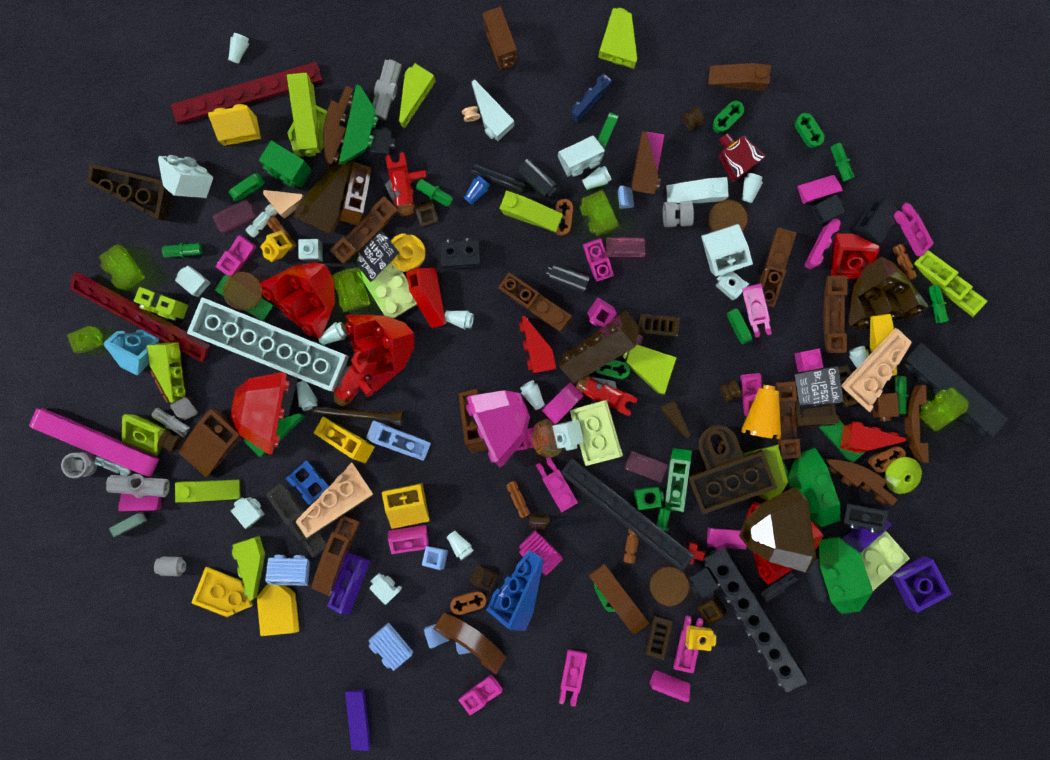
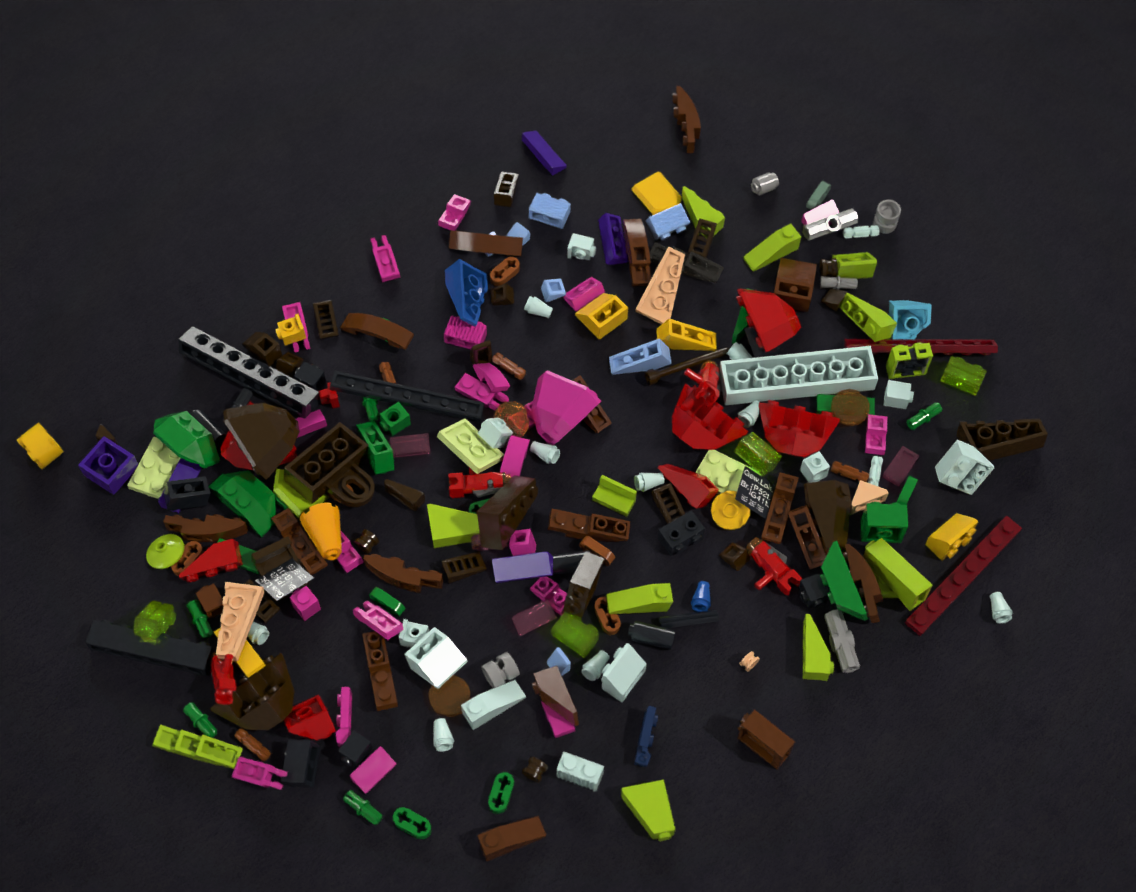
camera: 155 degrees right, 25 degrees down
(85, 339) = (951, 307): clear neon green brick -> none
(94, 442) = (889, 239): dark pink beam -> none
(195, 684) = (687, 117): none -> reddish brown slope
(220, 593) = (712, 184): yellow tile -> none
(247, 511) = (729, 248): light aqua brick -> none
(272, 250) = (847, 452): yellow brick -> none
(280, 523) = (693, 245): none -> dark brown slope
(303, 486) = (697, 289): blue piece -> none
(426, 687) = (505, 190): none -> dark brown slope
(434, 193) = (738, 574): green axle -> none
(458, 303) = (660, 502): none -> dark brown slope
(495, 119) = (729, 670): light aqua slope -> none
(497, 319) = (615, 495): none -> lime panel
(539, 351) = (562, 490): red slope -> none
(539, 494) = (493, 377): none -> dark pink slope
(540, 277) = (598, 549): none -> dark orange beam
(573, 243) = (583, 584): none -> dark brown window
(607, 129) = (612, 714): green beam -> none
(611, 292) = (523, 566): none -> slope
(659, 97) = (580, 771): none -> light aqua brick
(669, 586) = (338, 359): clear orange tile -> none
(670, 686) = (296, 289): dark pink slope -> none
(720, 349) = (394, 572): none -> reddish brown slope
(731, 637) = (263, 347): none -> dark brown slope
(739, 156) = (469, 757): dark red torso -> none
(834, 314) = (298, 657): reddish brown slope -> none
(909, 617) = (102, 431): none -> dark brown slope
(912, 318) = (223, 678): none -> red piece
(912, 423) = (163, 582): reddish brown slope -> none
(973, 637) = (40, 445): none -> yellow brick

